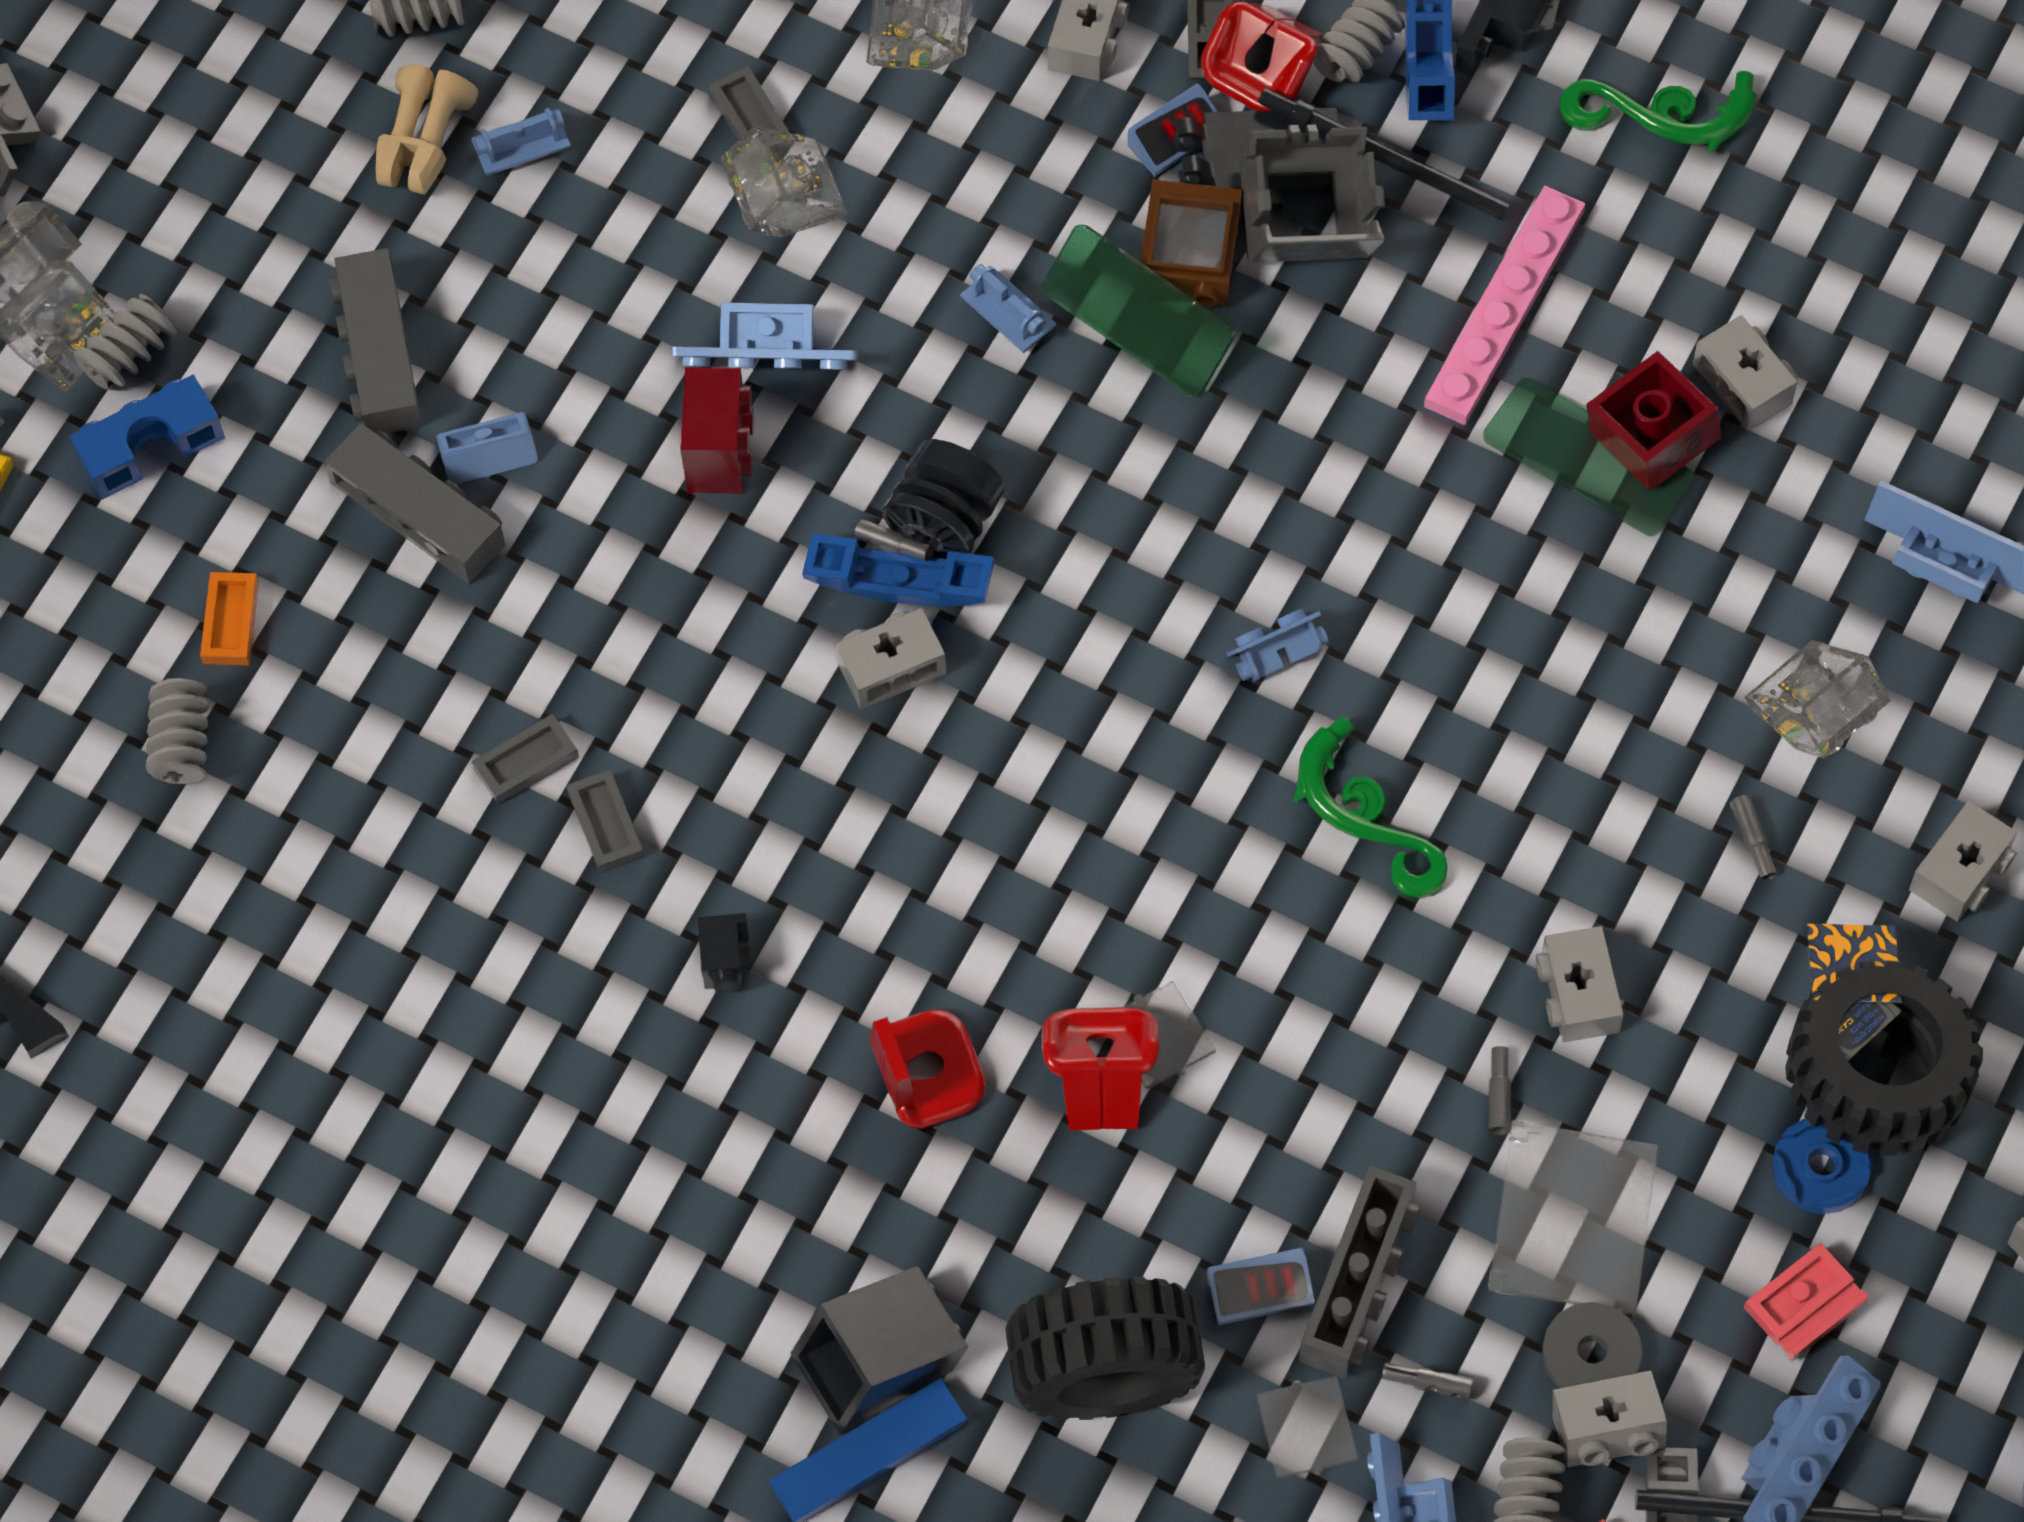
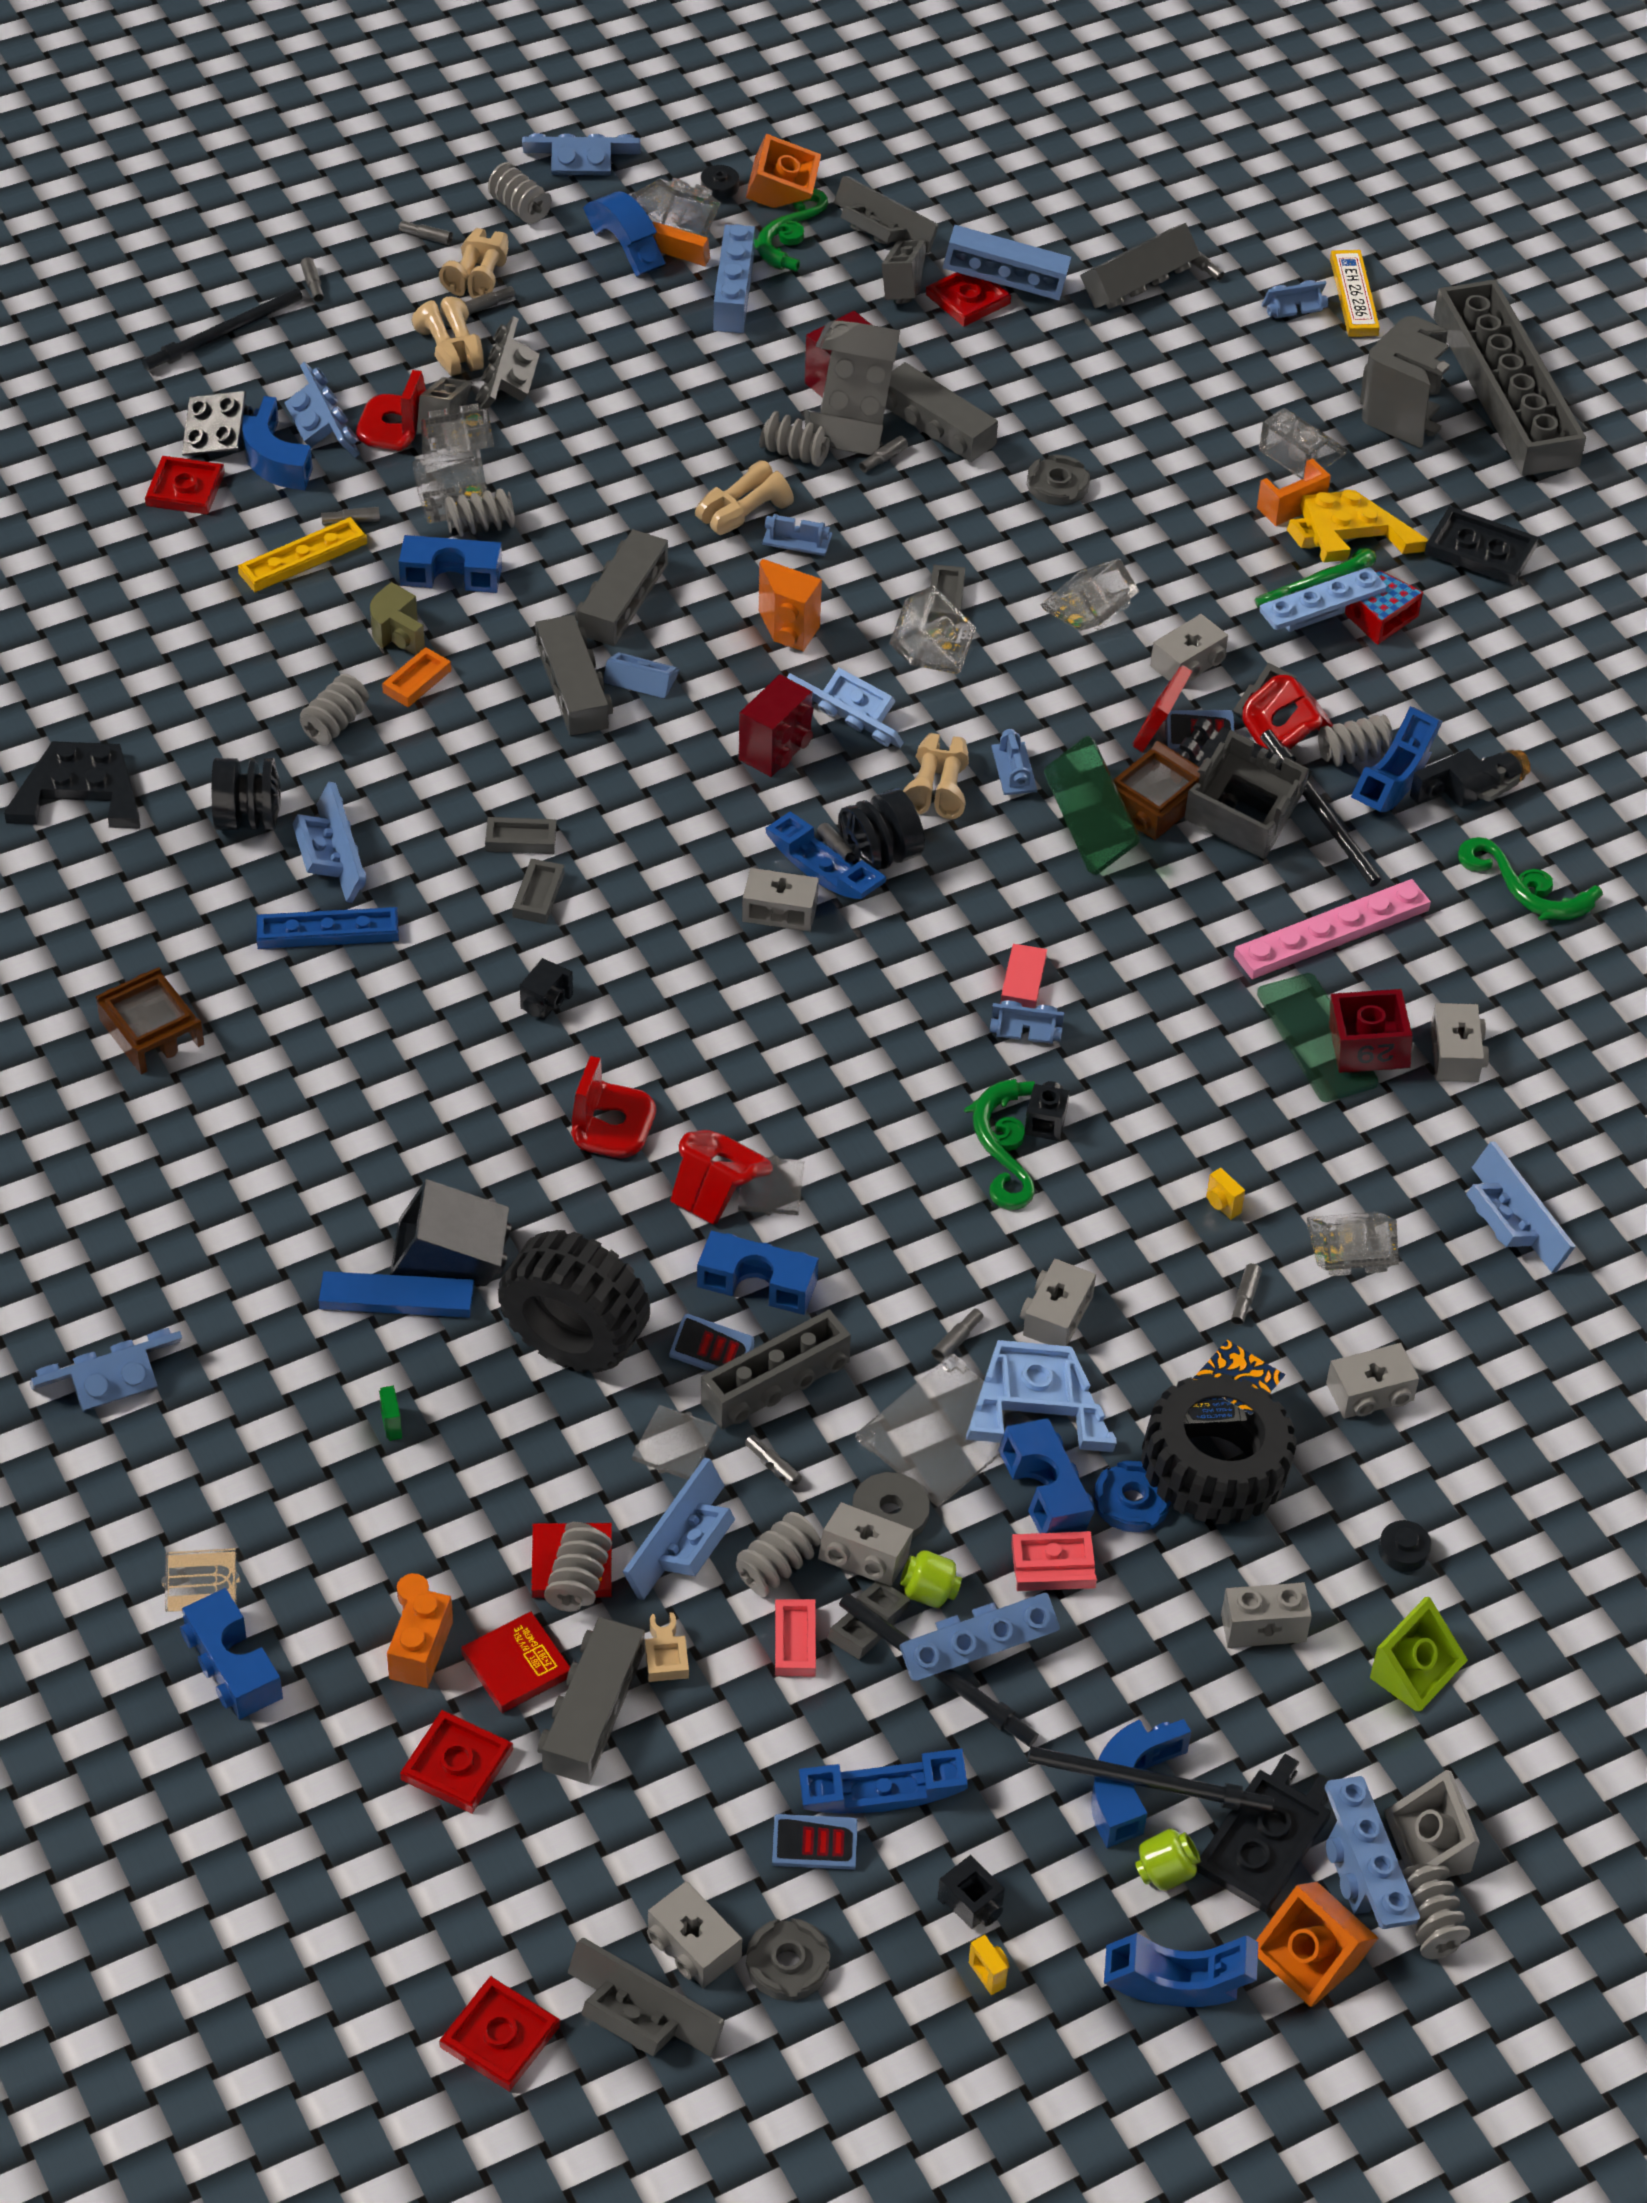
camera: 30 degrees right, 15 degrees down
(140, 563) = (395, 619): none -> olive brick
(177, 920) = (244, 793): none -> black wheel
(303, 1290) = (146, 1016): none -> reddish brown window
(320, 917) = (329, 844): none -> medium blue bracket
(403, 1029) = (327, 928): none -> blue tile
(596, 252) = (789, 604): none -> orange slope
(937, 414) = (948, 797): none -> tan piece
(1125, 132) = (1161, 708): none -> red tile
(1226, 583) = (1024, 975): none -> coral tile
(1274, 1140) = (732, 1259): none -> blue arch
(1385, 758) = (1047, 1103): none -> black brick
(1630, 1095) = (1038, 1381): none -> light blue wing
(1648, 728) = (1225, 1193): none -> yellow plate
(1701, 1184) = (1039, 1453): none -> blue arch
(1703, 1413) = (930, 1579): none -> lime head

